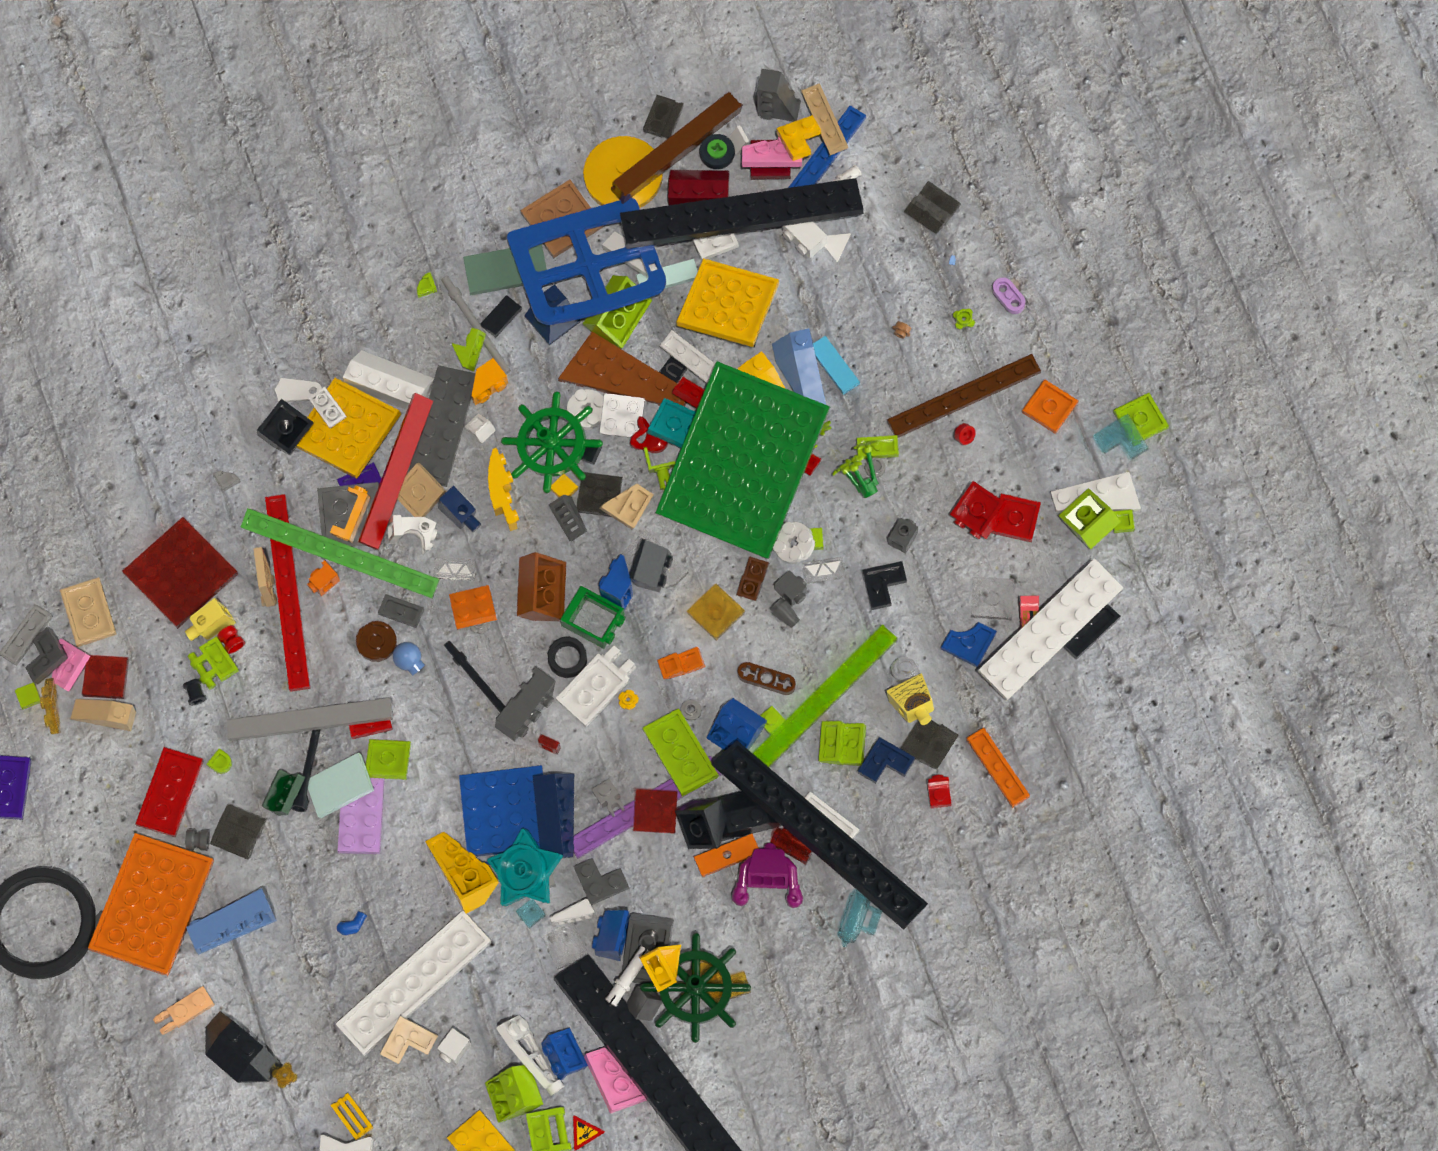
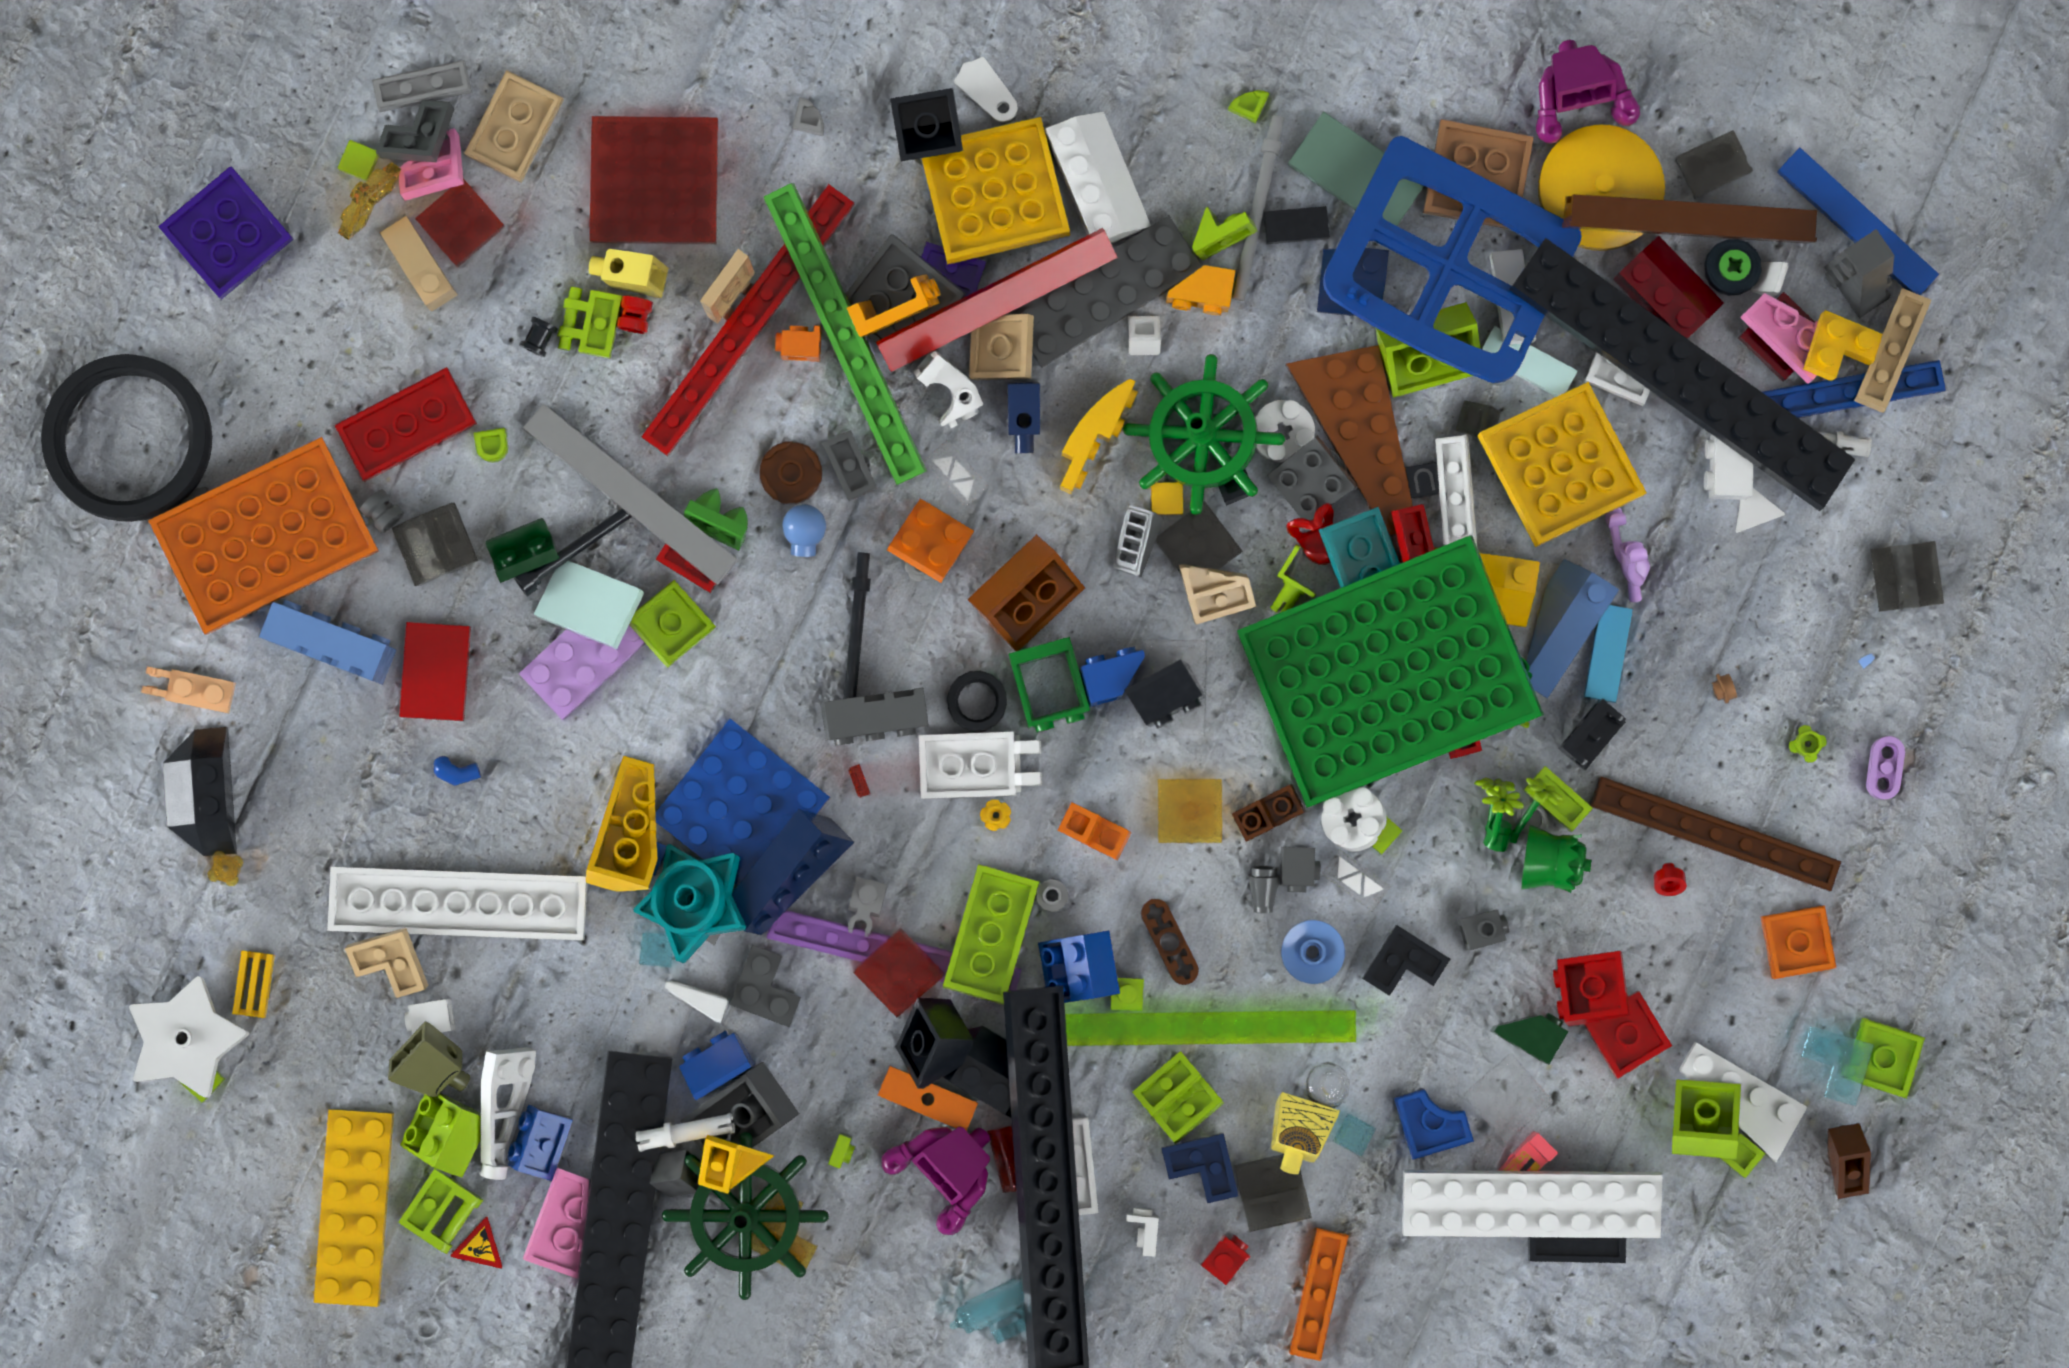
camera: 35 degrees right, 15 degrees up
(296, 889) = (435, 671): none -> red tile
(327, 407) = (995, 147): white slope -> none
(370, 691) = (725, 528): none -> bright green tile
(473, 1065) = (428, 1063): none -> olive torso
(565, 136) = (1580, 80): none -> magenta torso
(668, 321) = (1476, 418): none -> clear smoke slope
(711, 917) = (842, 1151): none -> lime plate
(746, 82) = (1854, 218): none -> blue tile
(799, 313) = (1630, 555): none -> lavender piece
(836, 609) = (1330, 952): none -> medium blue dish
(863, 404) = (1592, 734): none -> black hinge
(892, 816) = (1148, 1235): none -> white bracket
(904, 472) = (1554, 860): none -> green hat
(939, 681) = (1354, 1134): none -> clear light blue tile
(974, 559) = (1534, 1035): none -> dark green slope
(1172, 475) = (1849, 1160): none -> reddish brown slope

